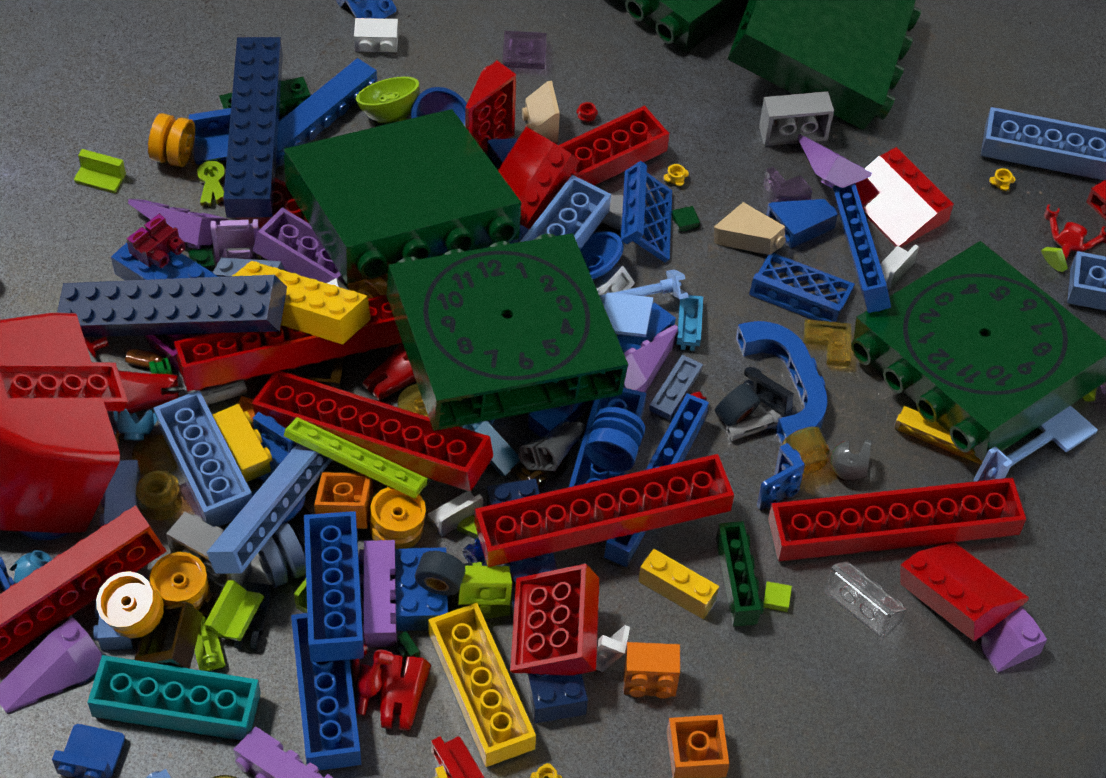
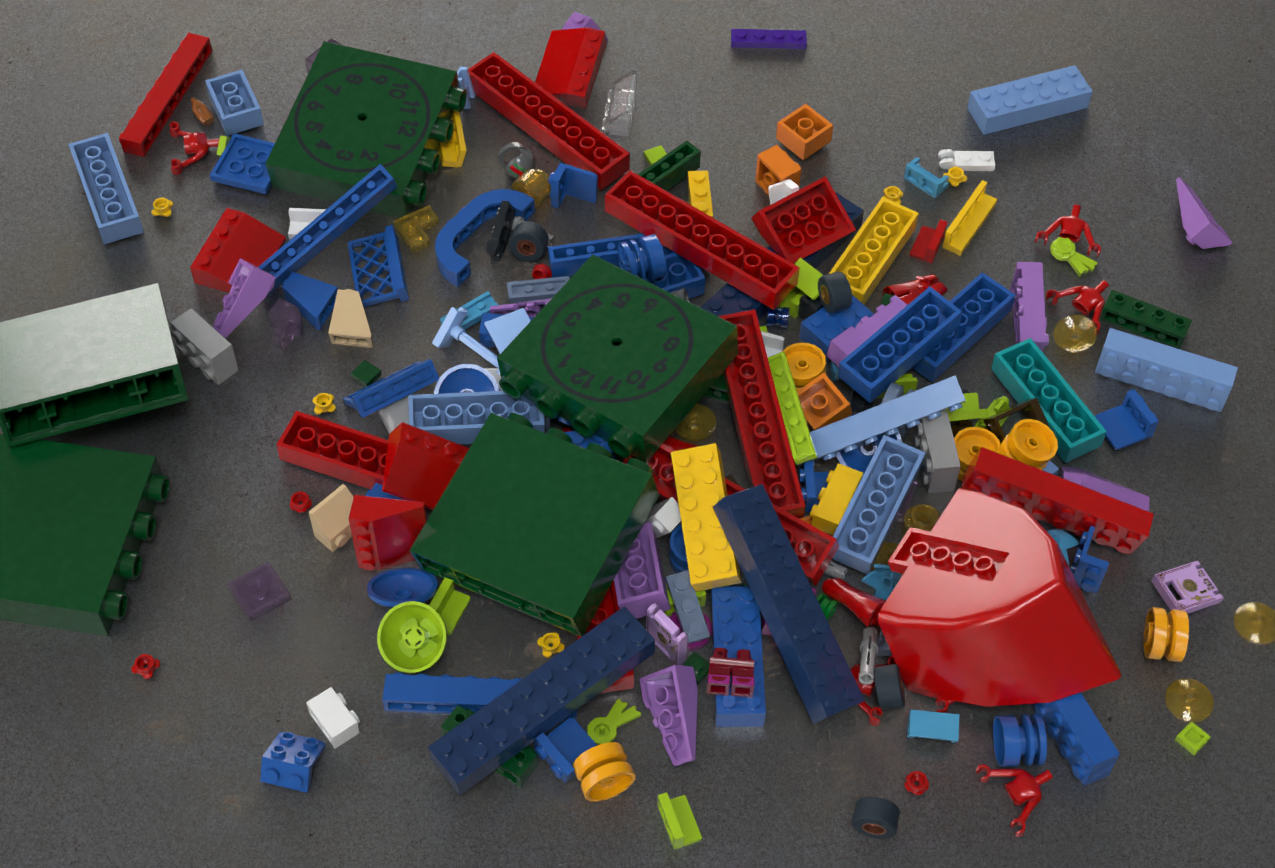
camera: 125 degrees left, 0 degrees up
(1025, 255) = (244, 164): none -> blue plate

